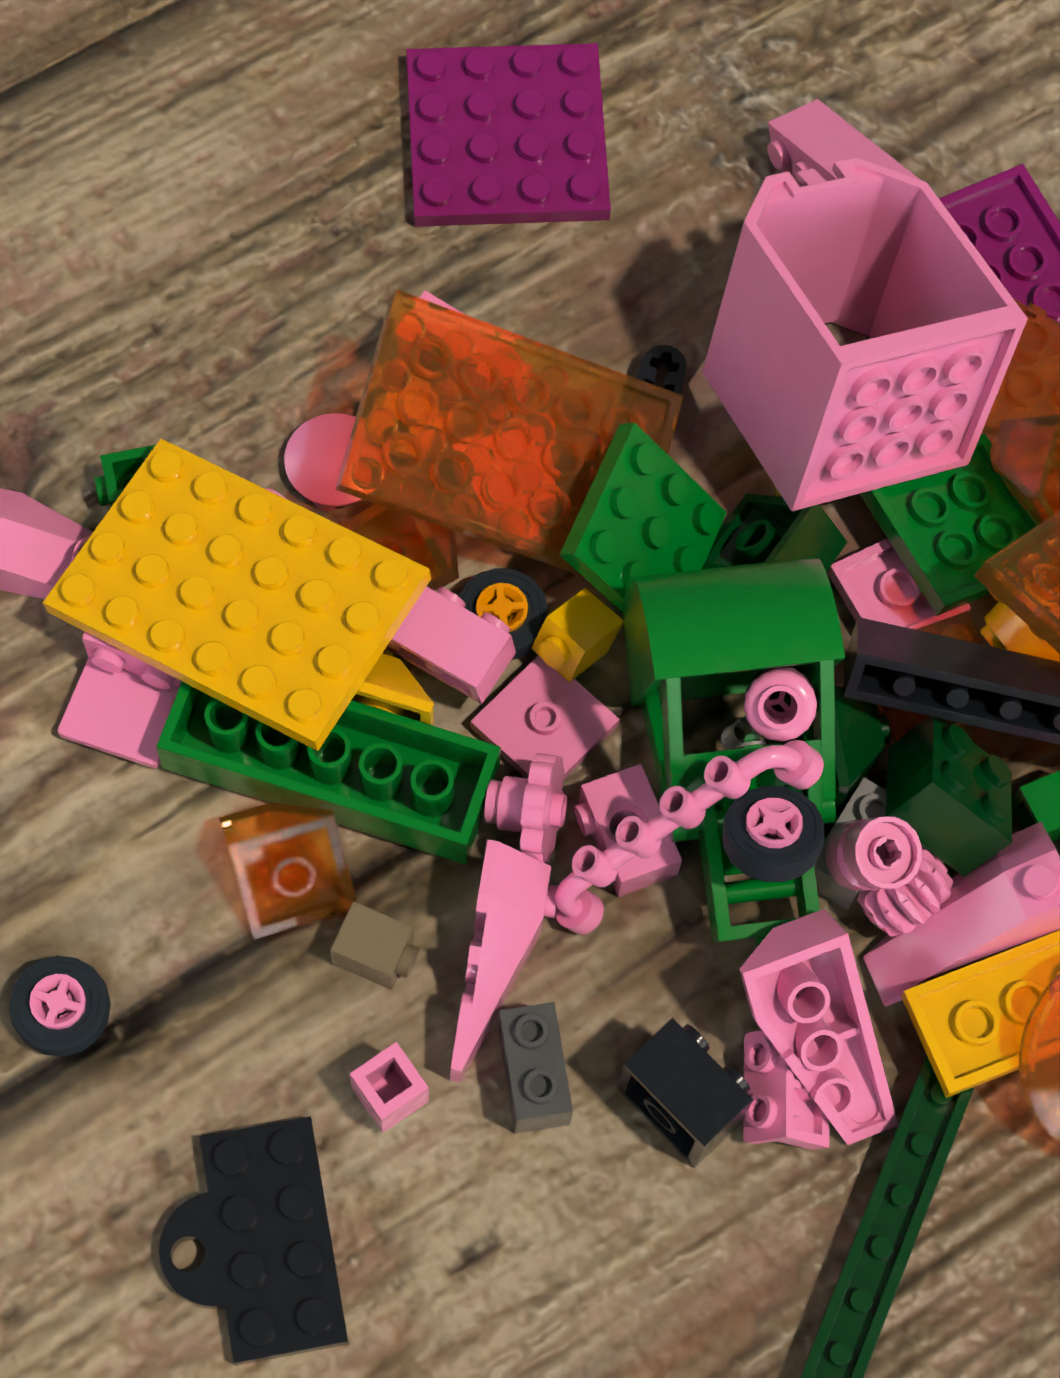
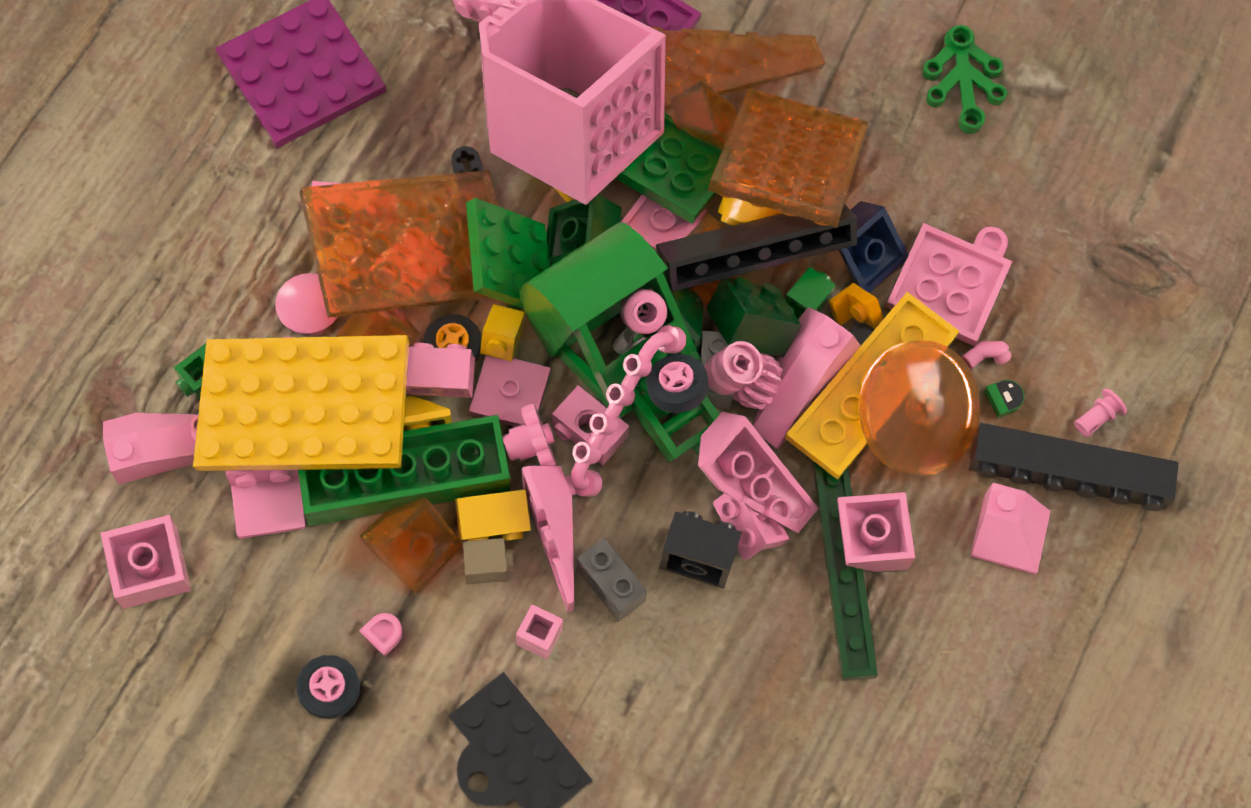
camera: 30 degrees left, 0 degrees up
(178, 970) = (383, 632): none -> bright pink tile
(417, 887) = (493, 515): none -> yellow brick
(960, 1206) = (876, 532): none -> bright pink slope

